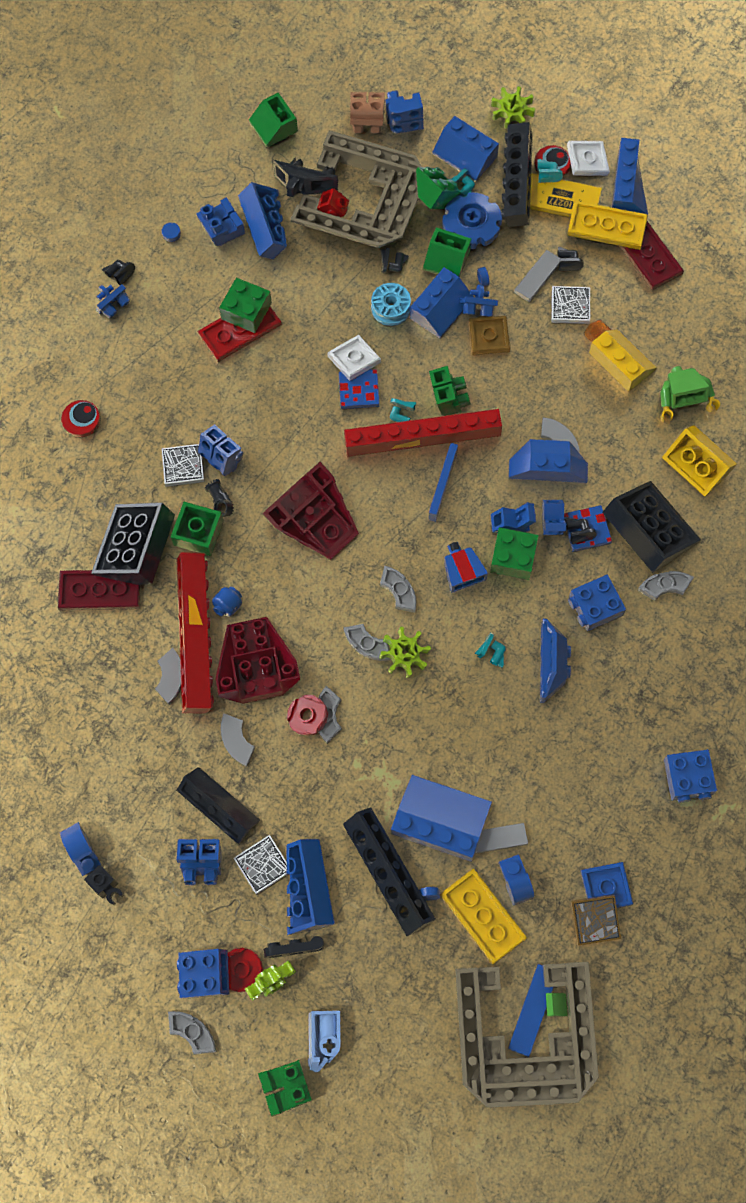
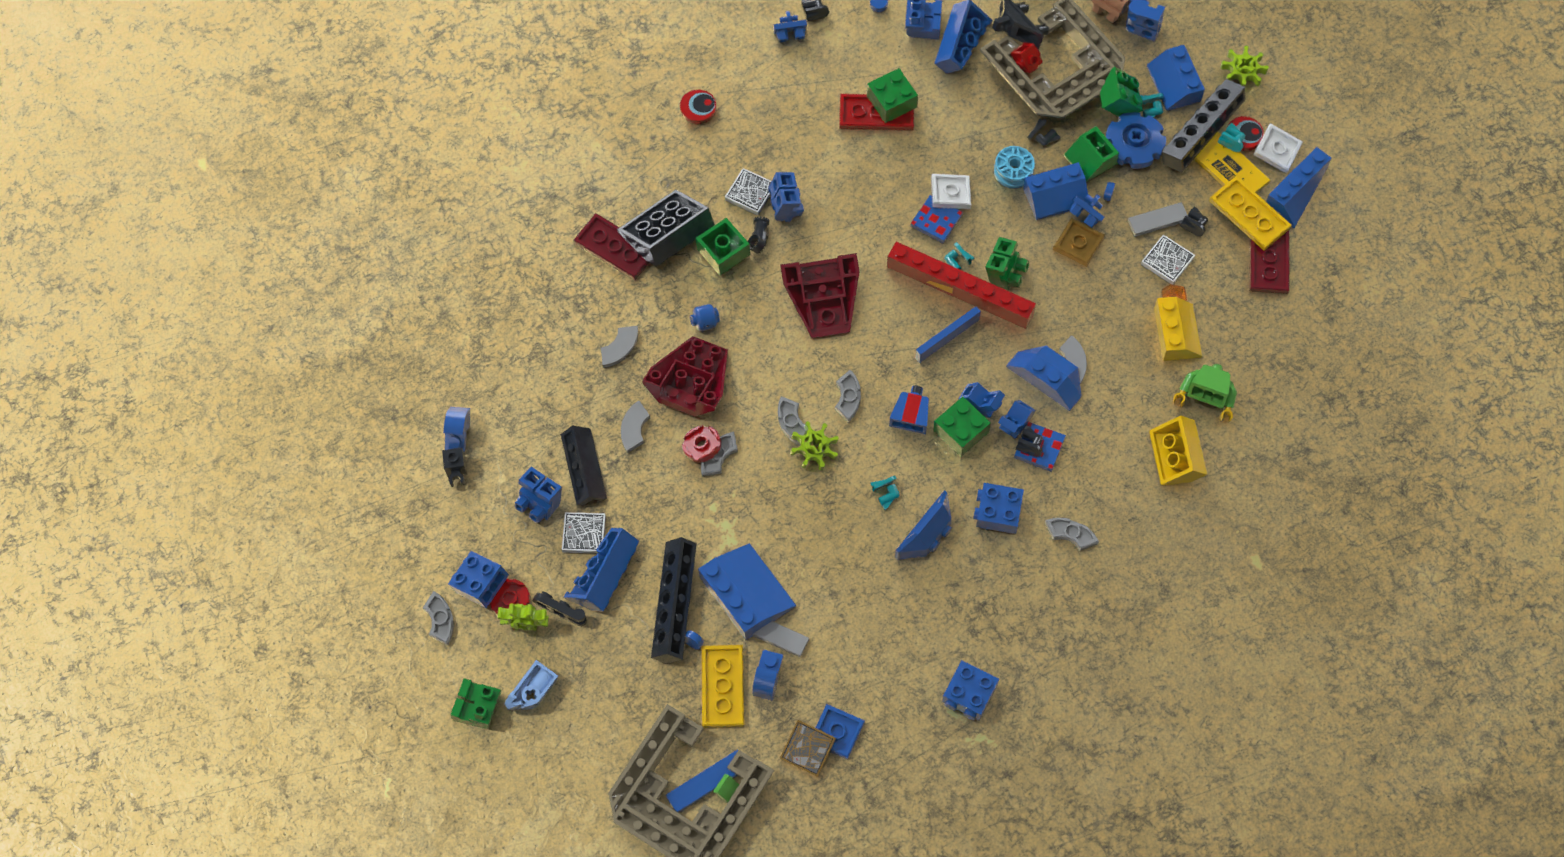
camera: 35 degrees right, 5 degrees down
(194, 633) = (660, 324): red brick -> none
(650, 525) = (1094, 477): black slope -> none

